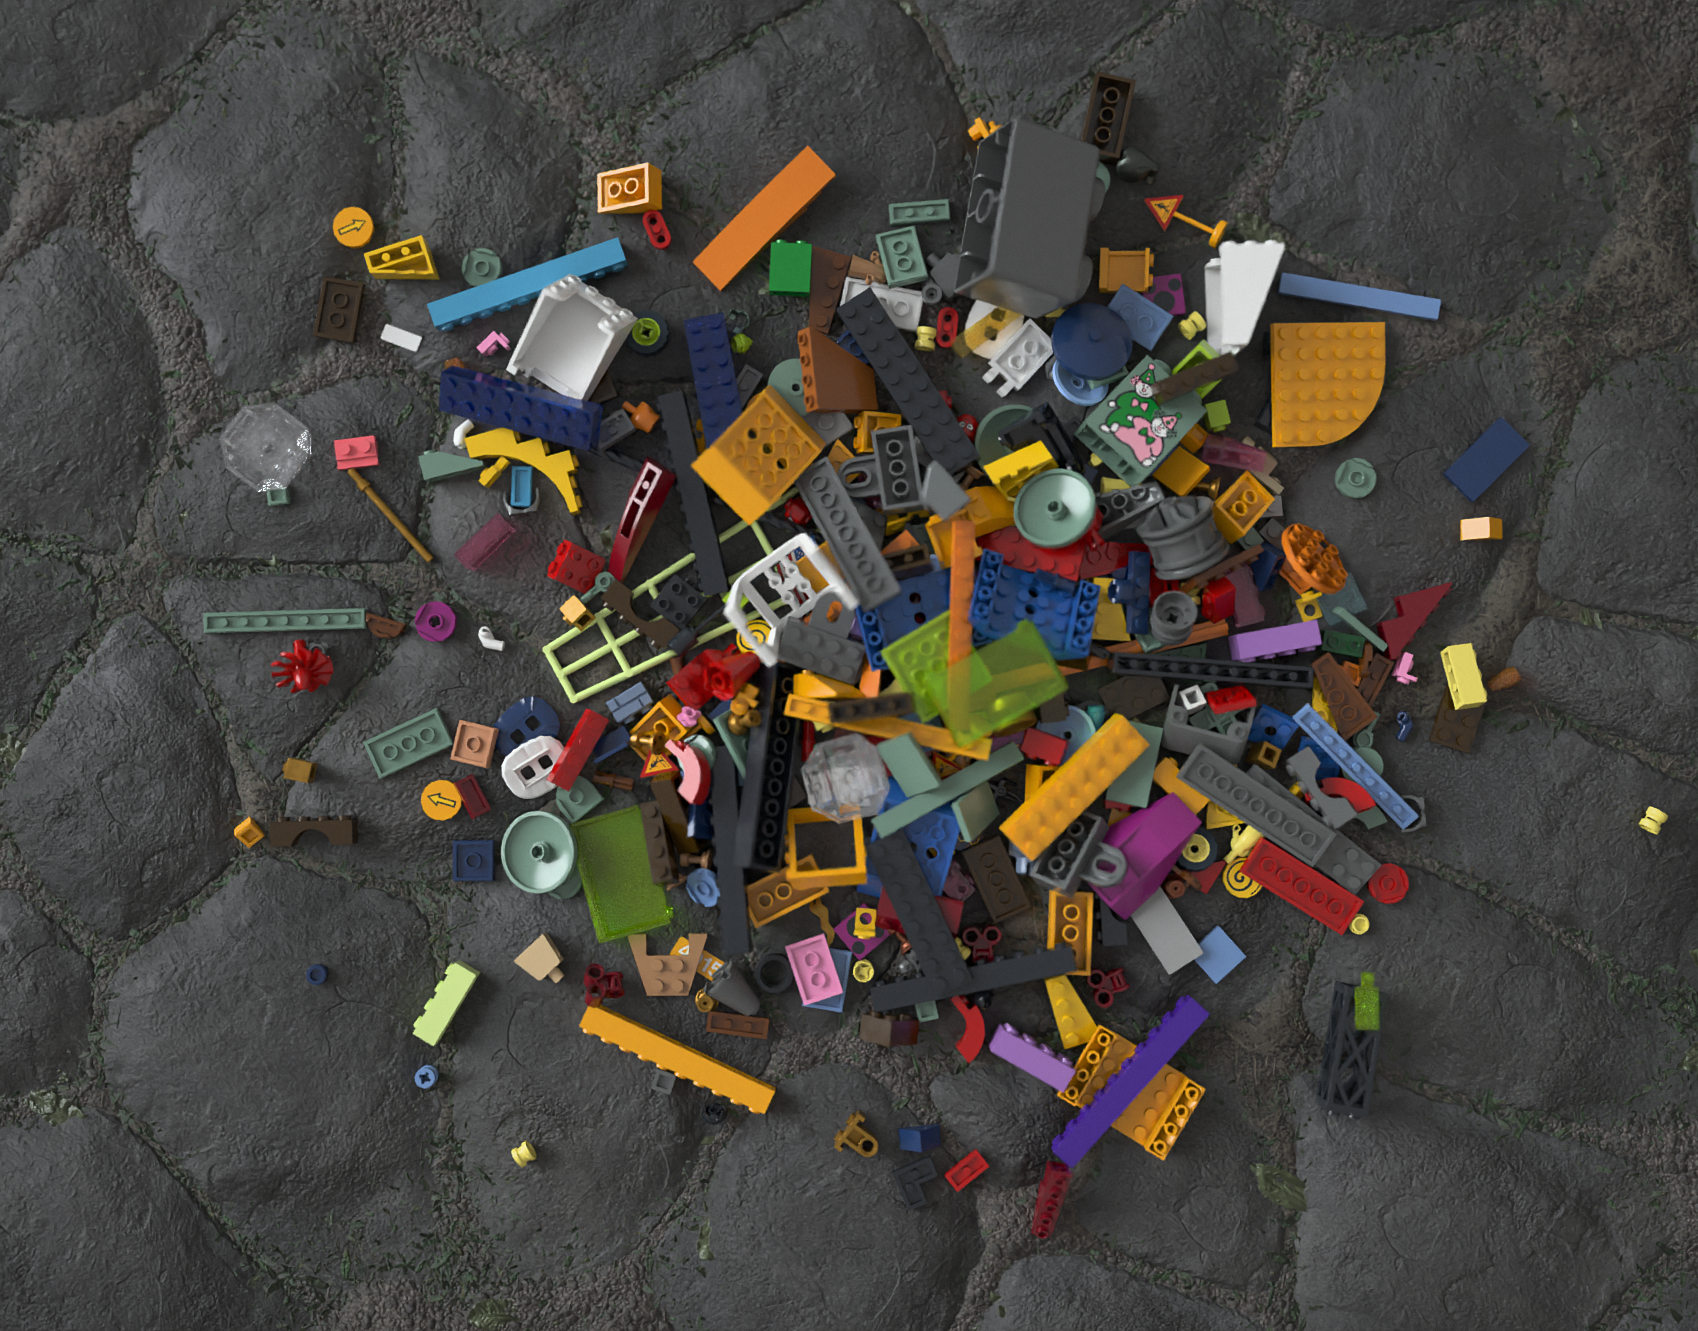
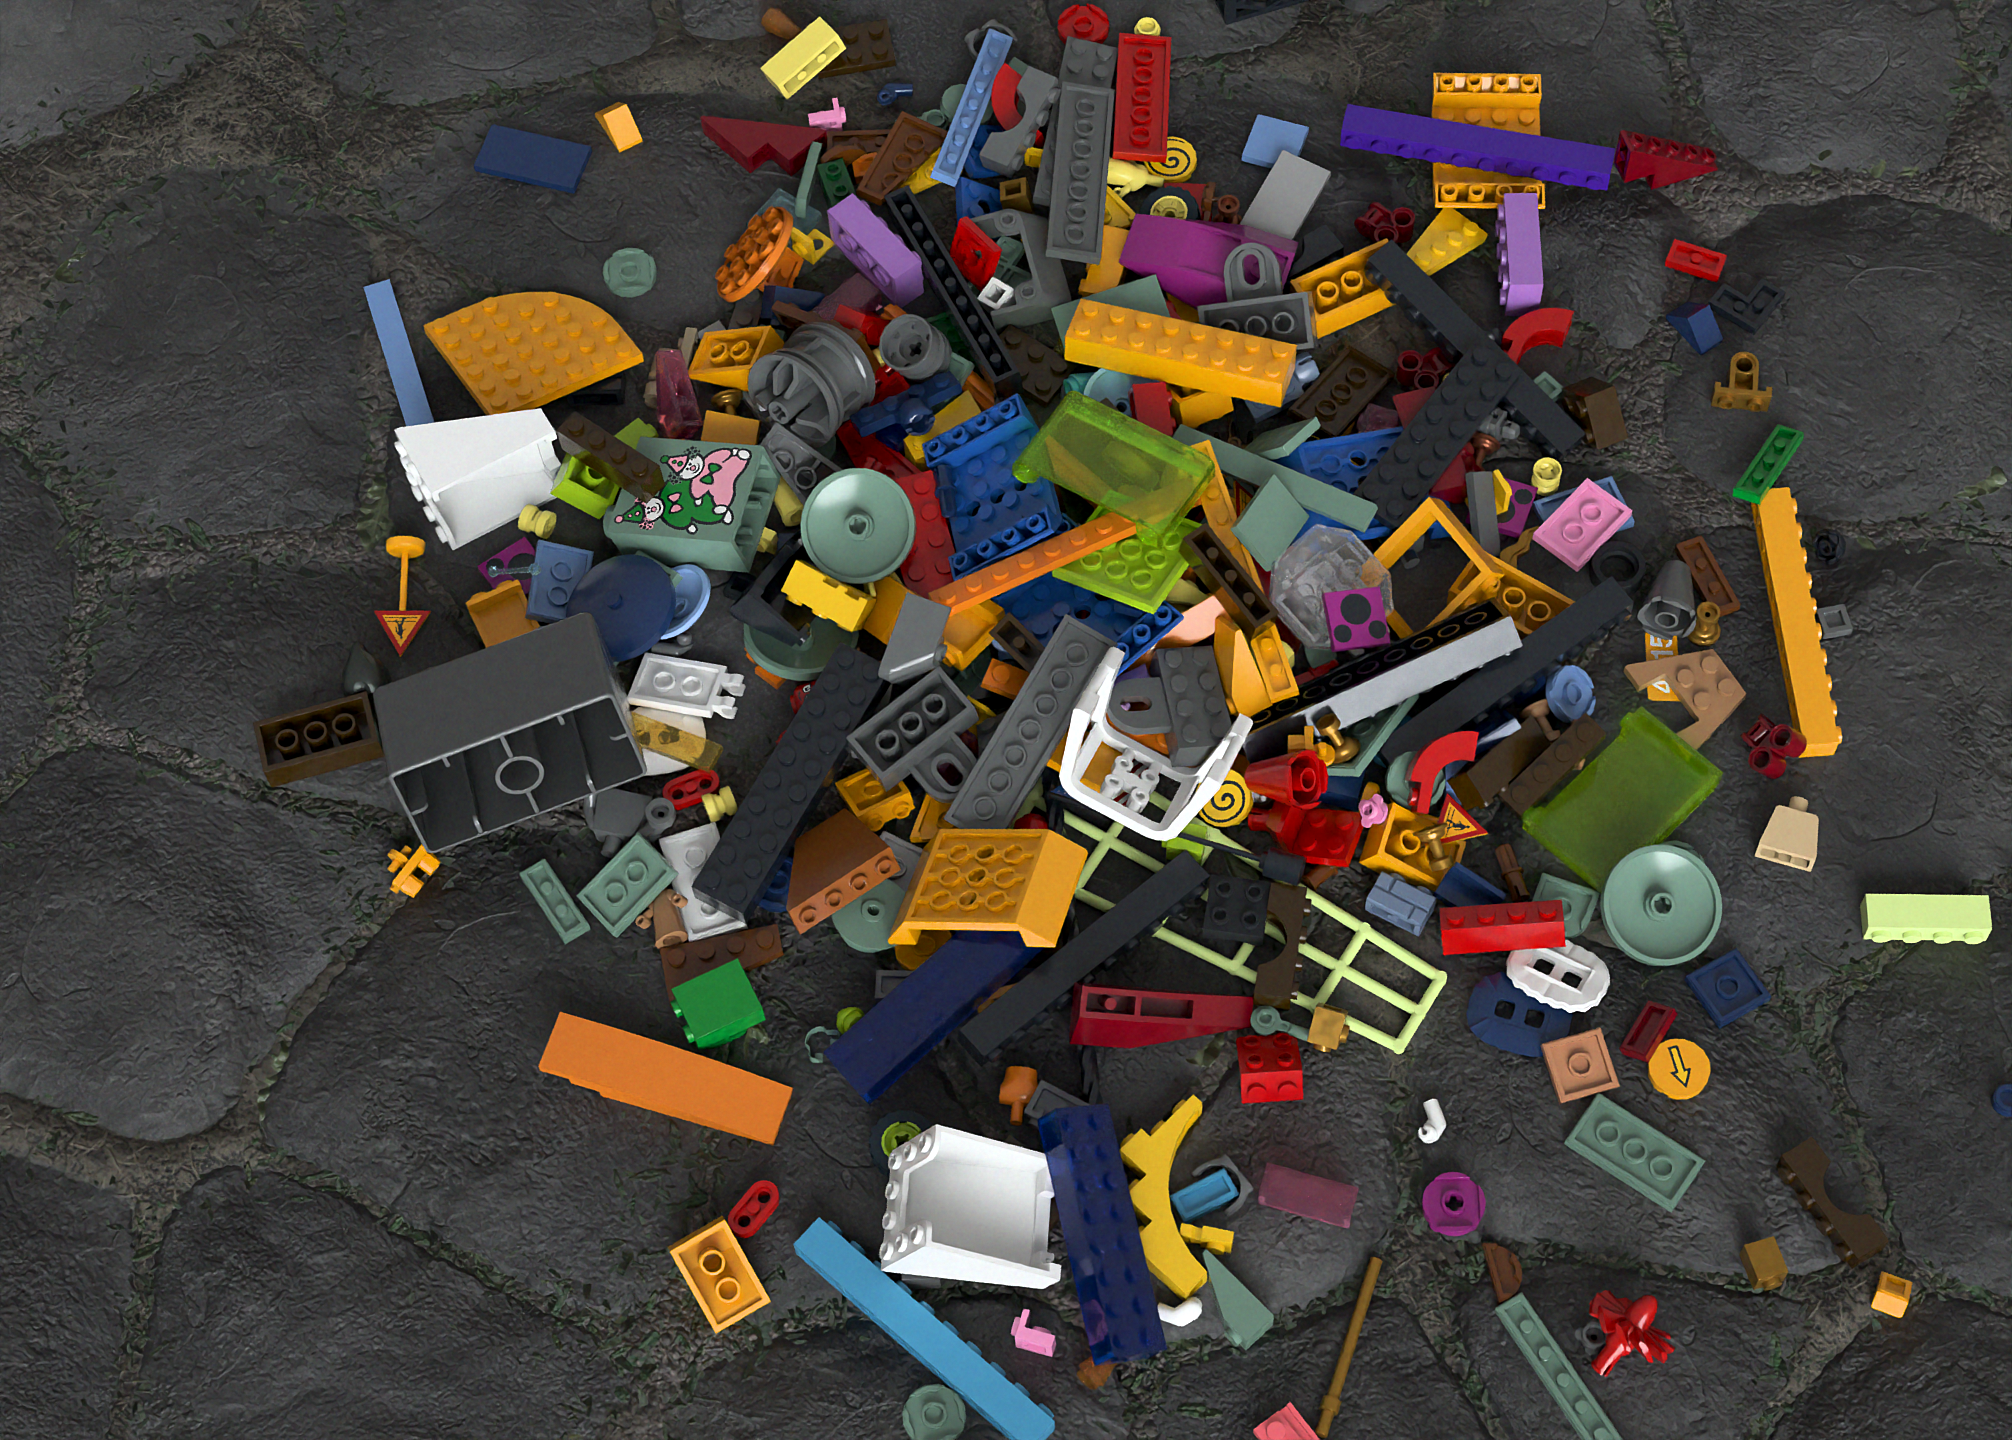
camera: 115 degrees left, 25 degrees down
(789, 1113) = (1768, 464): none -> green tile
(815, 779) = (1355, 619): none -> magenta tile
(854, 910) = (1483, 511): none -> dark grey tile
(1152, 301) = (534, 569): none -> clear light blue hinge

